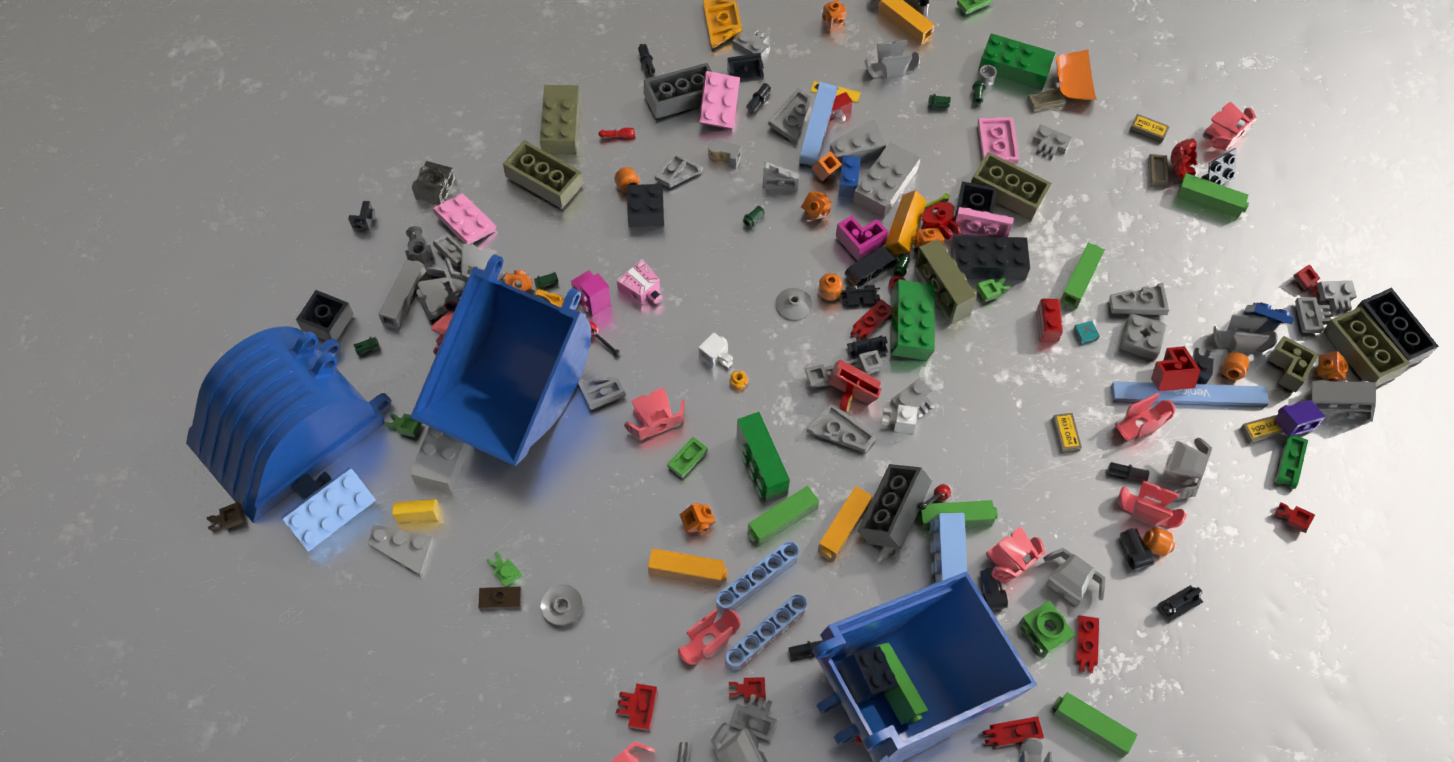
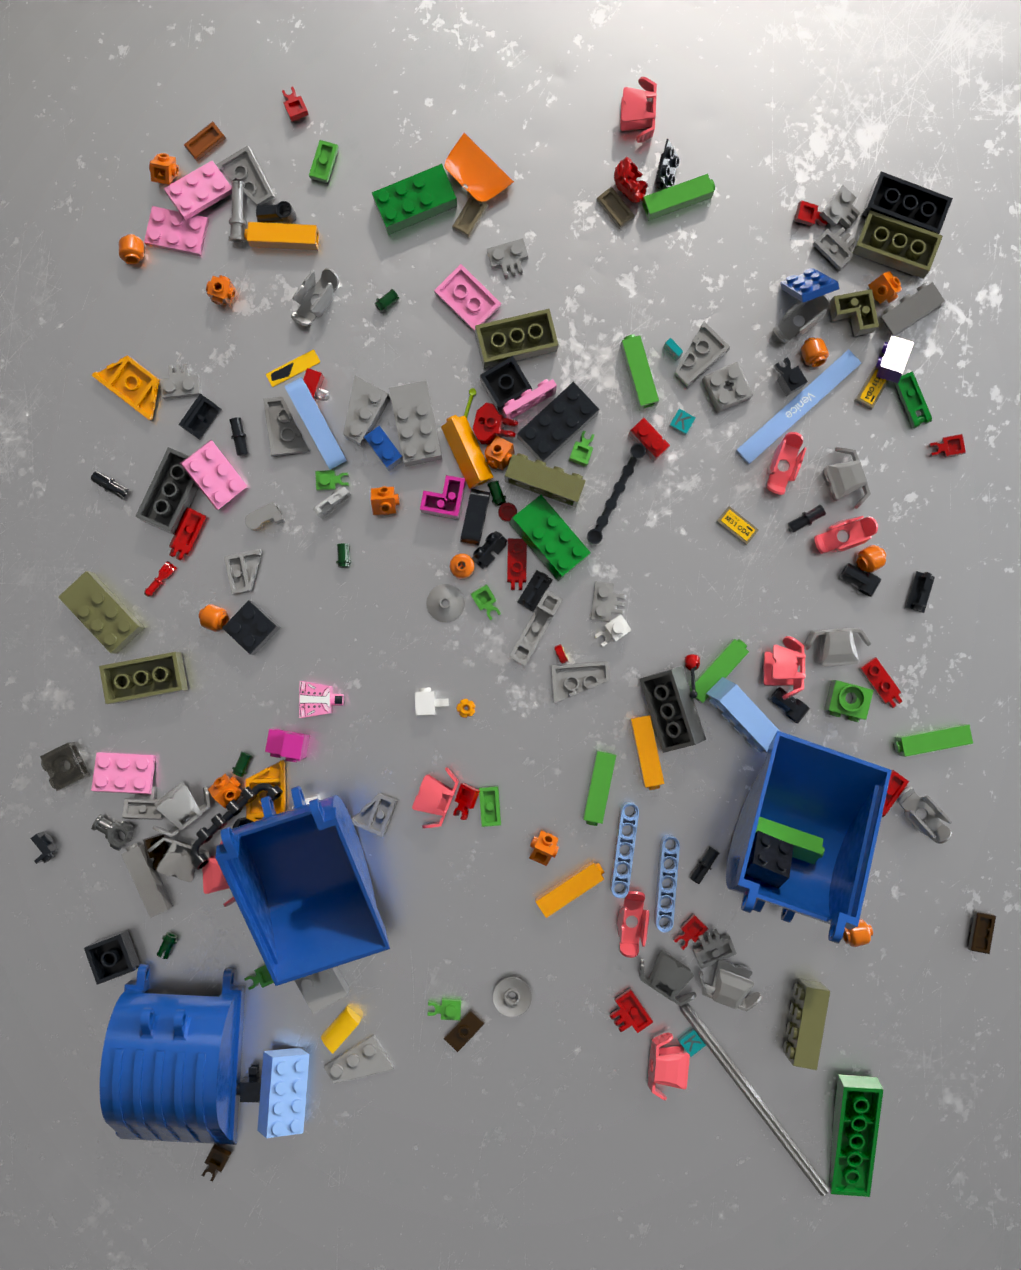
camera: 40 degrees left, 25 degrees up
(594, 333) = (320, 772): black hinge -> none
(665, 120) = (186, 533): none -> red hinge
(675, 437) = (466, 798): none -> red plate
(696, 703) = (668, 978): none -> dark grey piece
(762, 458) = (546, 760): green brick -> none
(795, 166) = (327, 480): none -> bright green plate
(825, 321) = (484, 598): none -> bright green plate
(826, 166) = (358, 457): orange brick -> none
(855, 382) = (555, 633): red piece -> none
(949, 343) = (595, 535): none -> black bar
(978, 90) = (409, 260): dark green pin -> none
(987, 75) = (405, 235): light grey wheel -> none
(1122, 280) = (673, 349): none -> teal tile
(1149, 127) = (575, 168): tile -> none
(1176, 370) = (780, 399): red brick -> none

